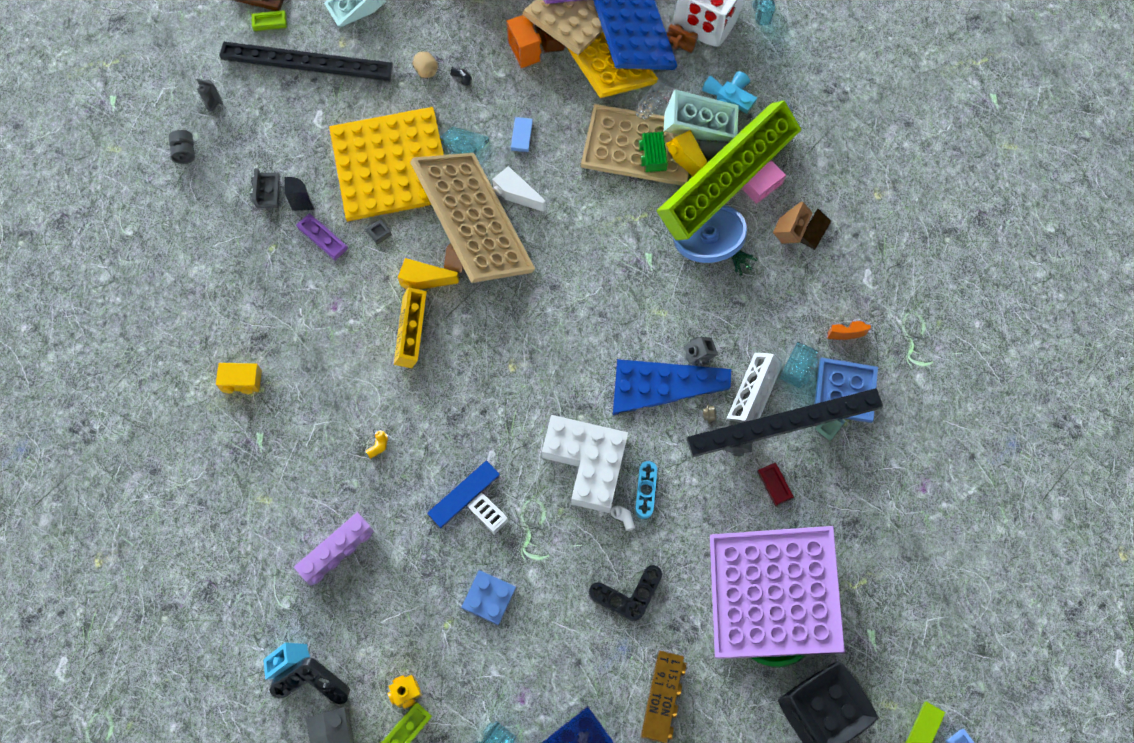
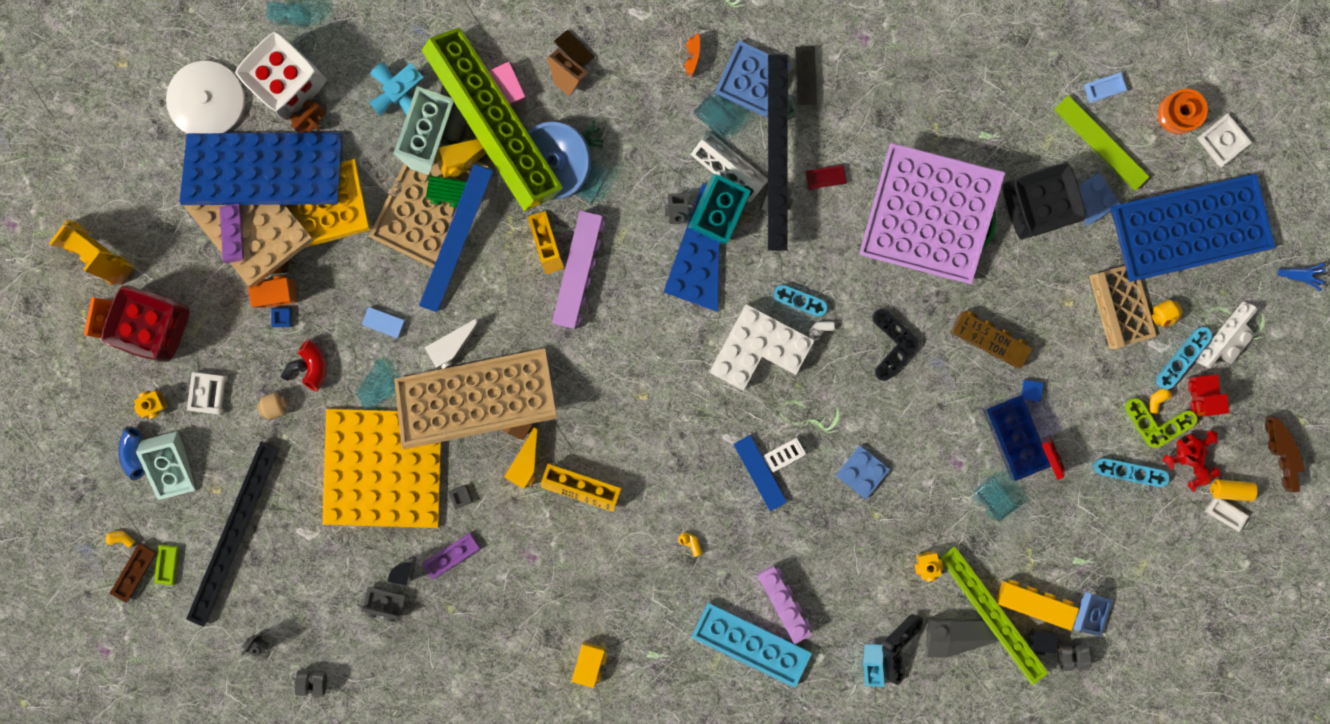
camera: 80 degrees left, 20 degrees up
(285, 529) = (751, 644): none -> medium azure plate
(423, 12) = (200, 393): none -> white plate
(471, 89) = (315, 365): none -> red cylinder
(504, 57) = (281, 317): none -> blue tile
(614, 166) = (455, 237): none -> blue tile
(616, 279) = (577, 270): none -> lavender brick
(631, 246) = (545, 242): none -> yellow slope
(701, 272) = (594, 182): none -> clear light blue wing
(712, 384) = (719, 209): none -> teal brick
(866, 440) = (806, 75): none -> clear smoke plate

